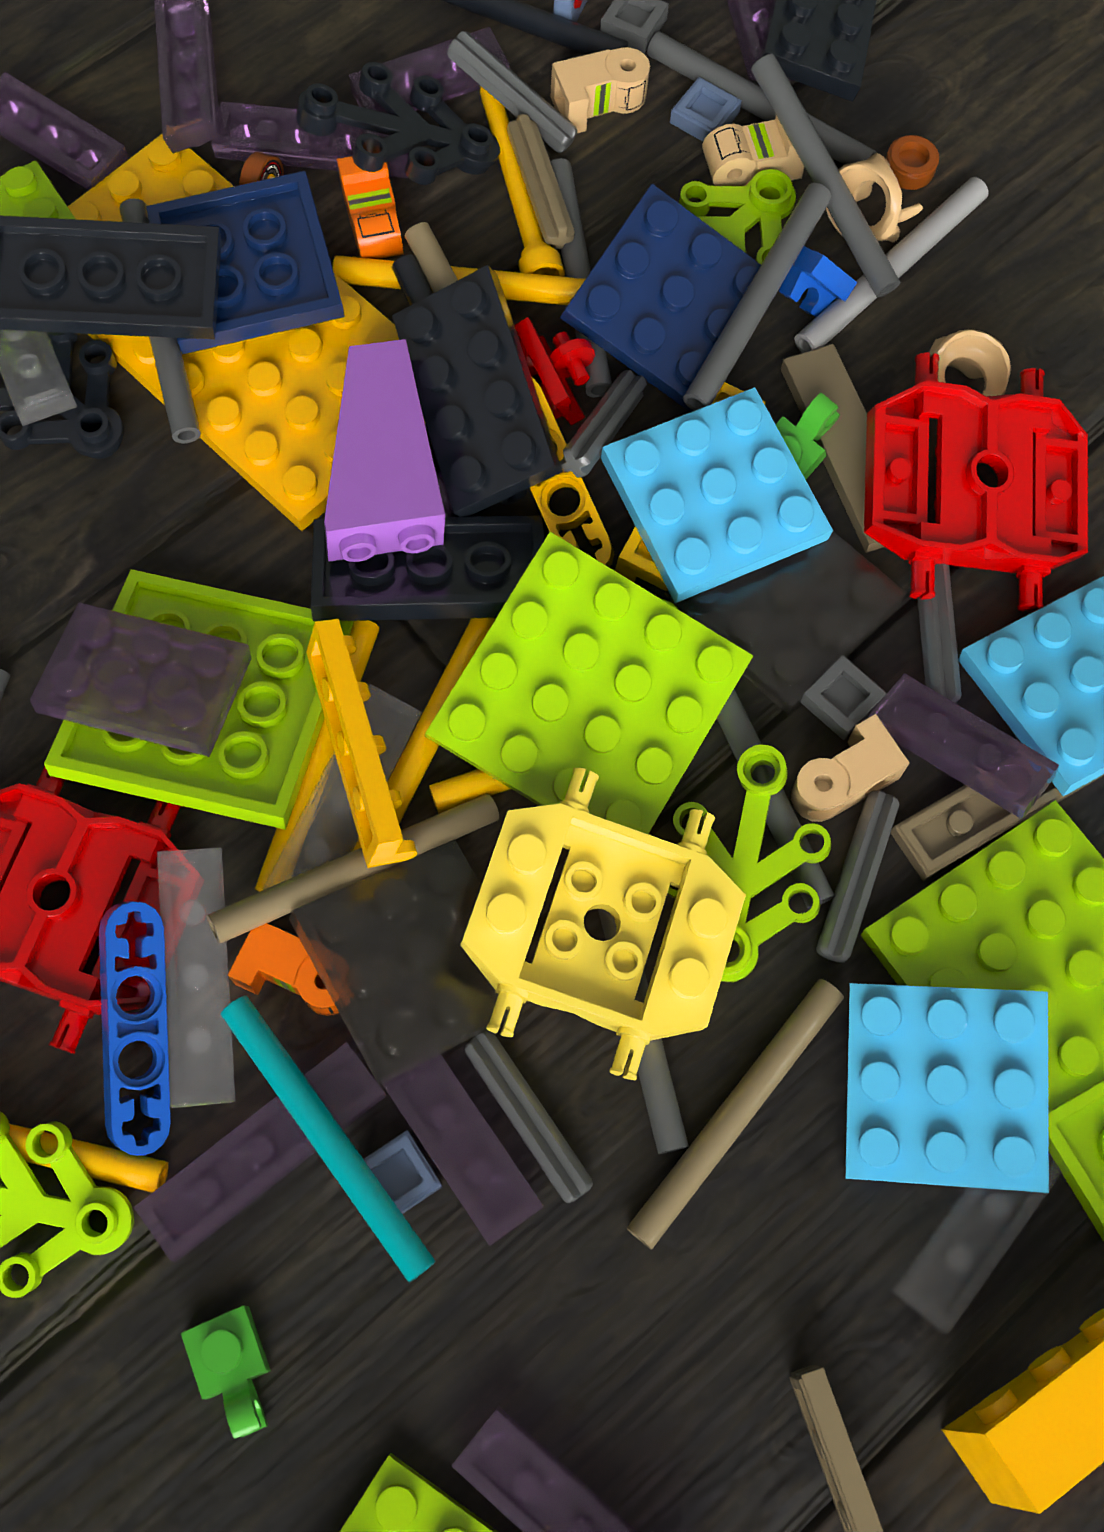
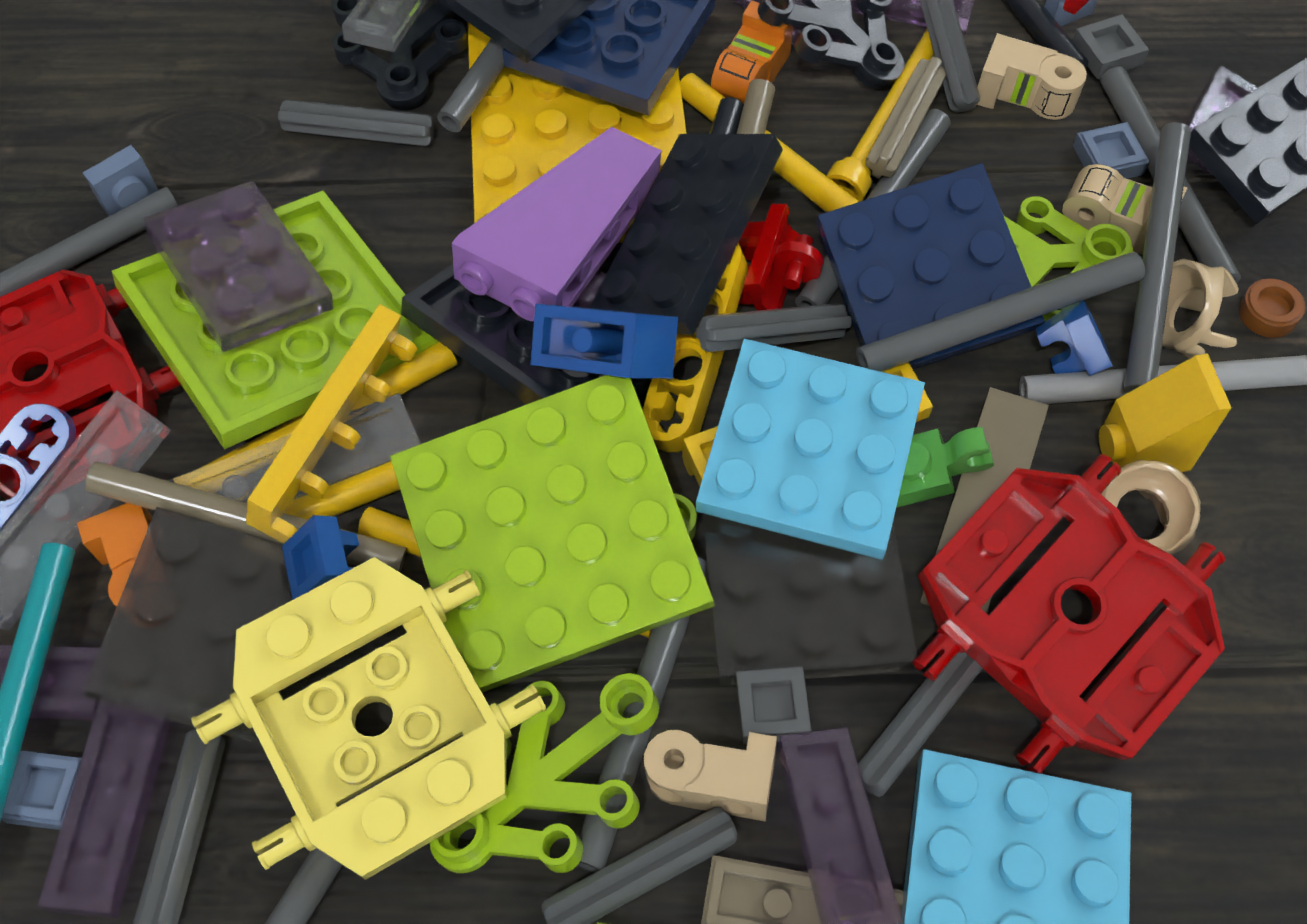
camera: 45 degrees right, 10 degrees down
(88, 492) = (356, 122): none -> dark grey axle
(454, 850) = (317, 554): none -> blue tile
(507, 525) = (604, 341): none -> blue slope
(928, 297) = (1167, 417): none -> yellow slope

